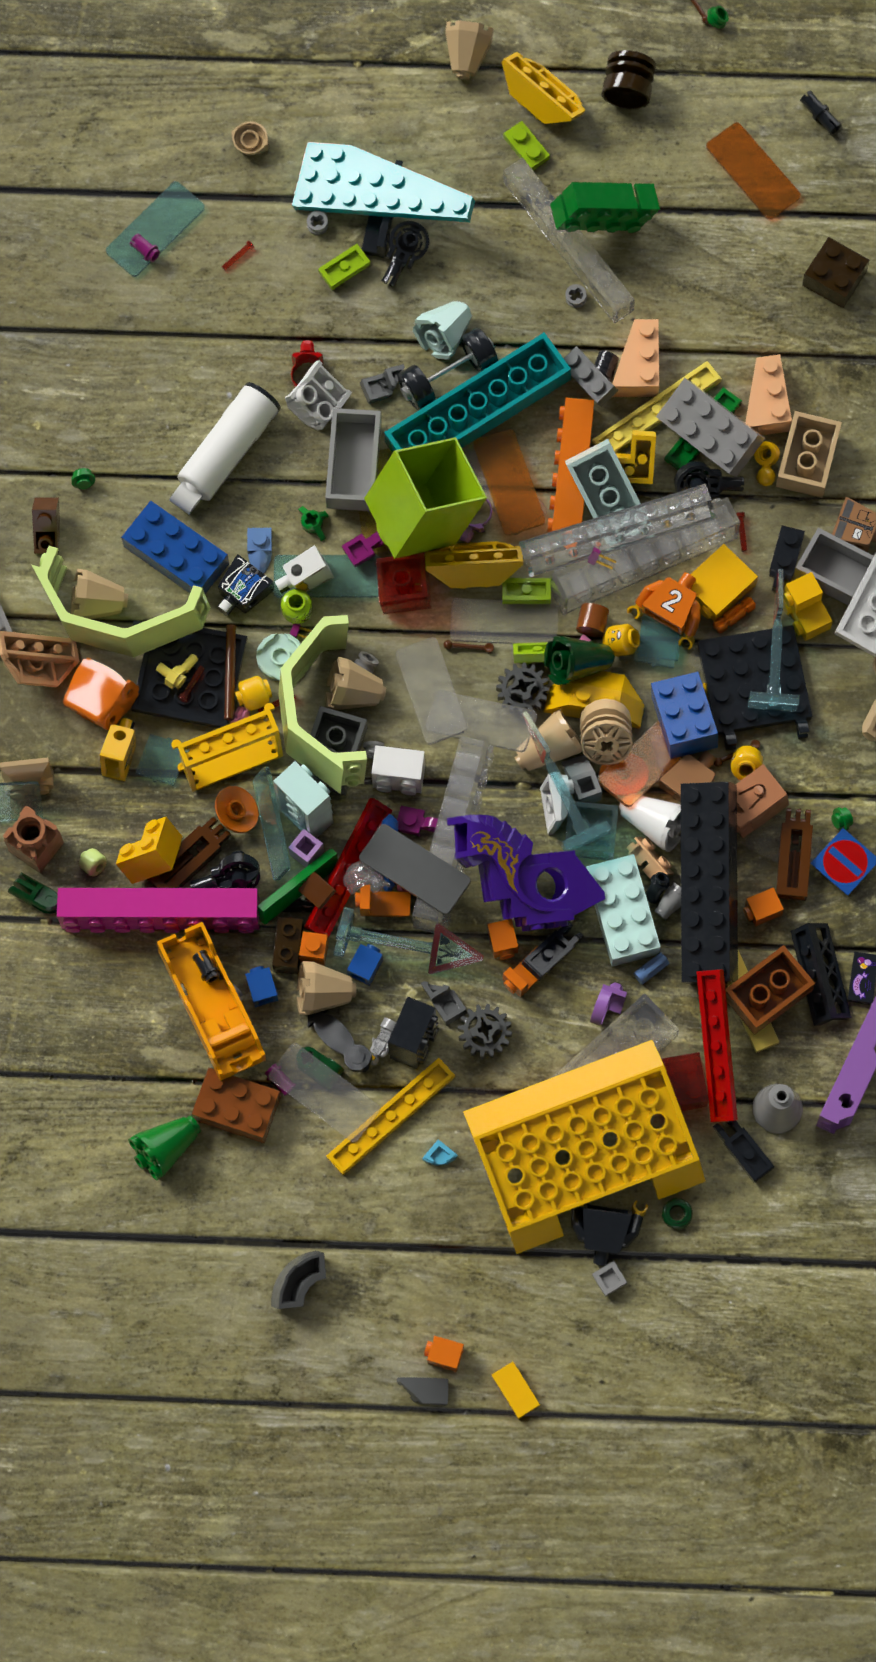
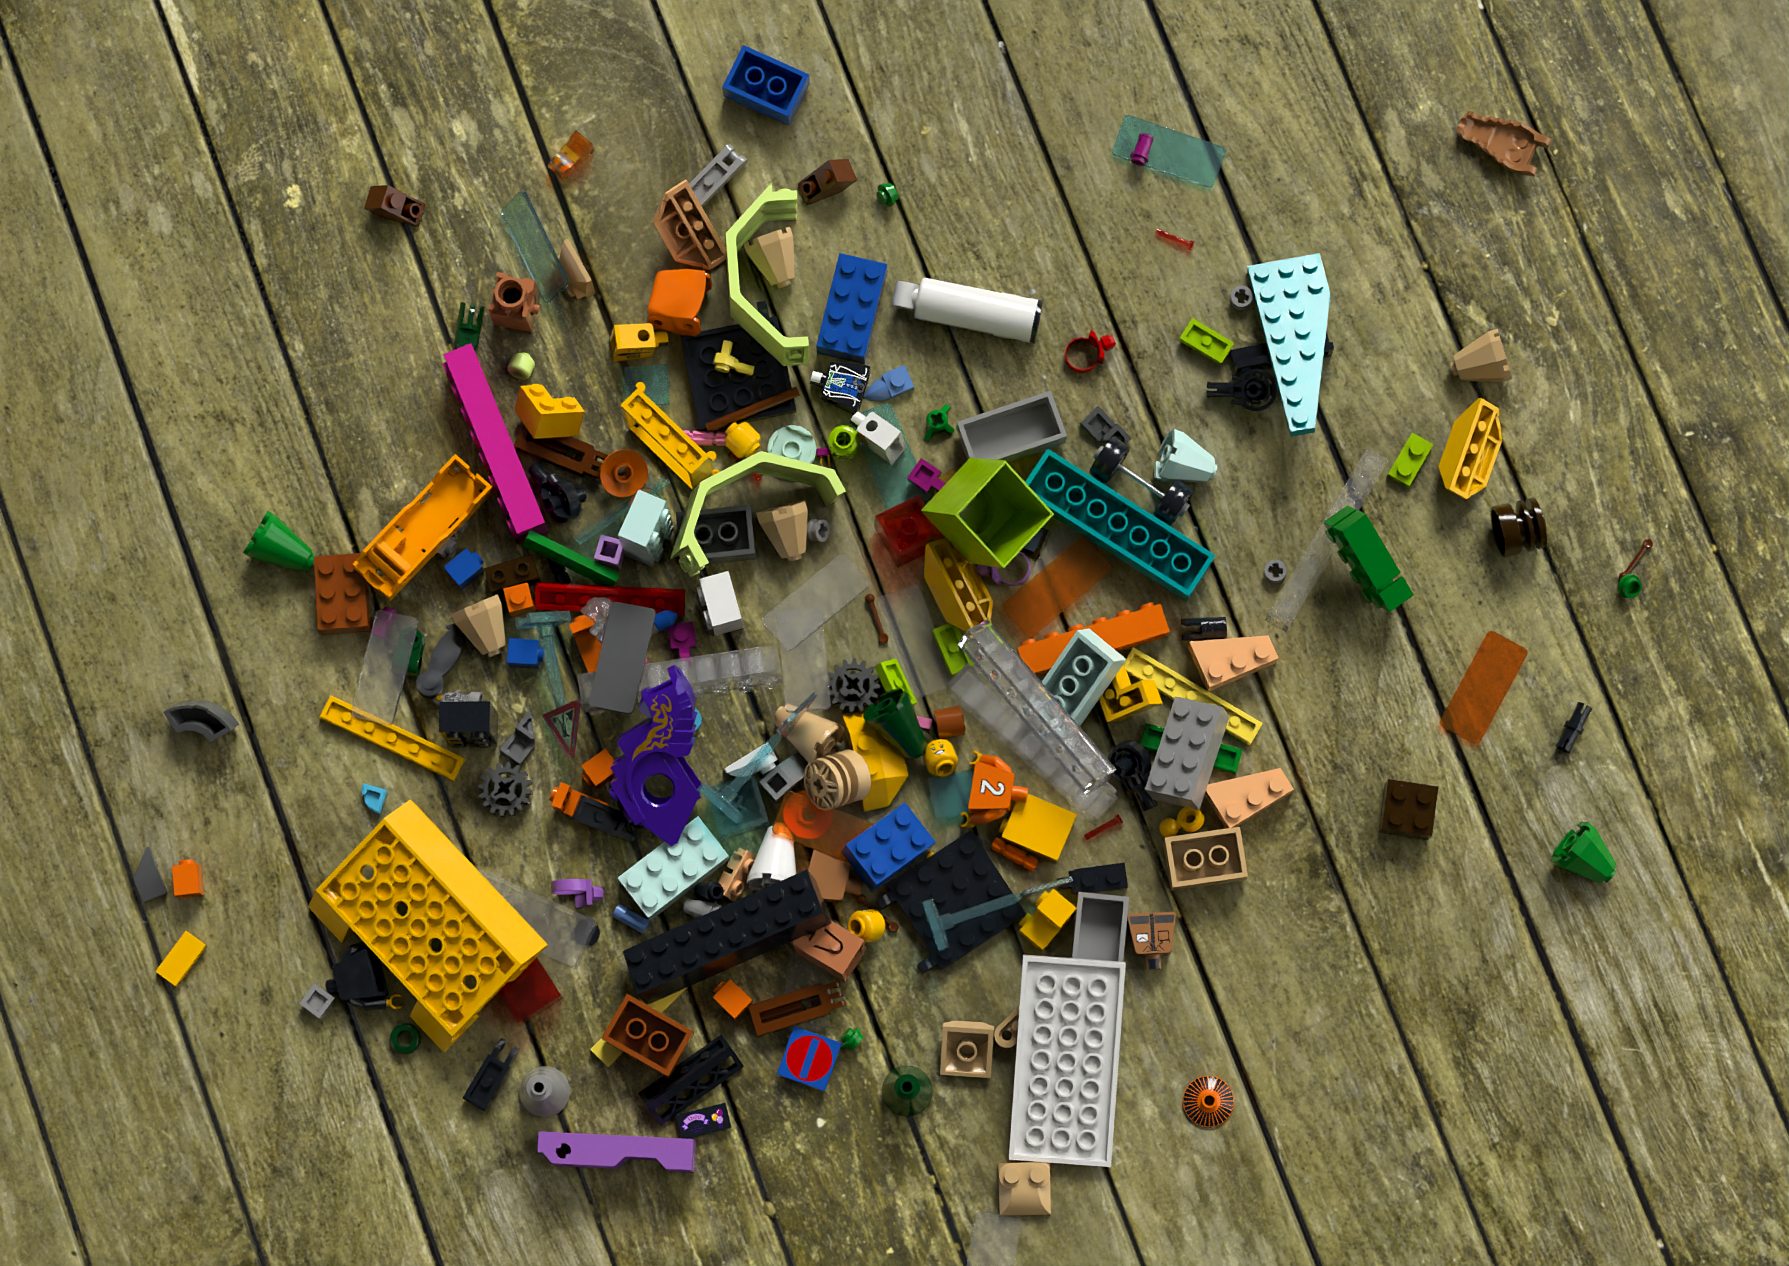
camera: 65 degrees right, 5 degrees up
(184, 697) = (710, 377): clear red piece -> none
(208, 970) = (452, 509): black pin -> none
(250, 138) = (1297, 198): tan hat -> none
(316, 397) = (1061, 372): white slope -> none
(317, 890) = (572, 578): reddish brown slope -> none
(369, 747) = (735, 573): light grey bush -> none
(590, 377) = (1192, 616): dark grey plate -> none
(594, 556) = (1000, 695): piece -> none
(717, 1045) = (571, 1008): red plate -> none

